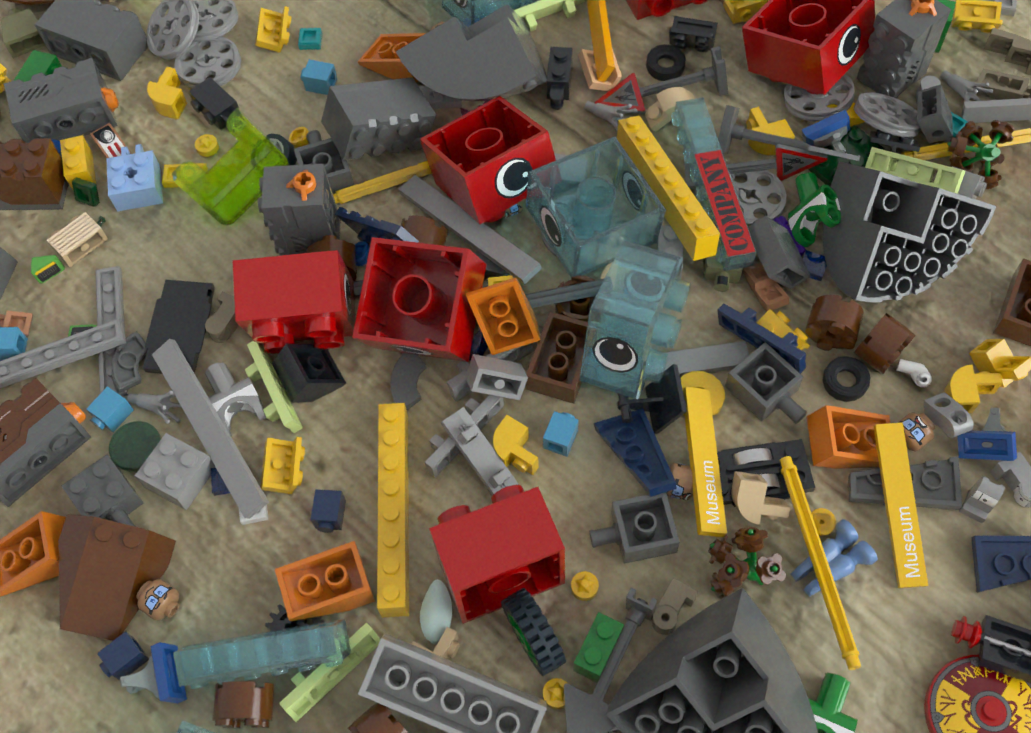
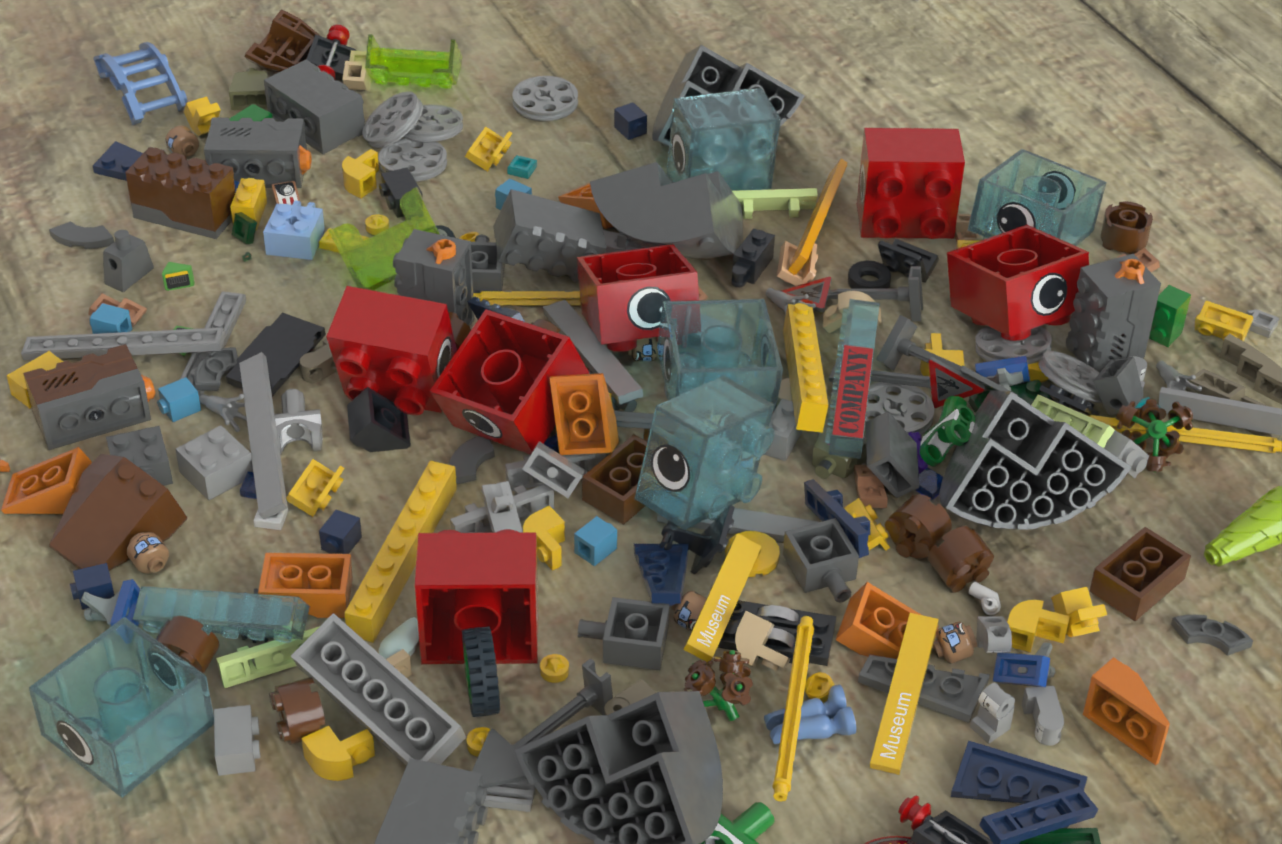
camera: 15 degrees right, 20 degrees down
(77, 239) = (217, 262): tan brick -> none
(133, 445) = (184, 429): clear green tile -> none
(281, 404) = (336, 410): yellowish green hinge -> none
(597, 647) = (536, 708): green piece -> none
(853, 366) = (916, 571): black tyre -> none

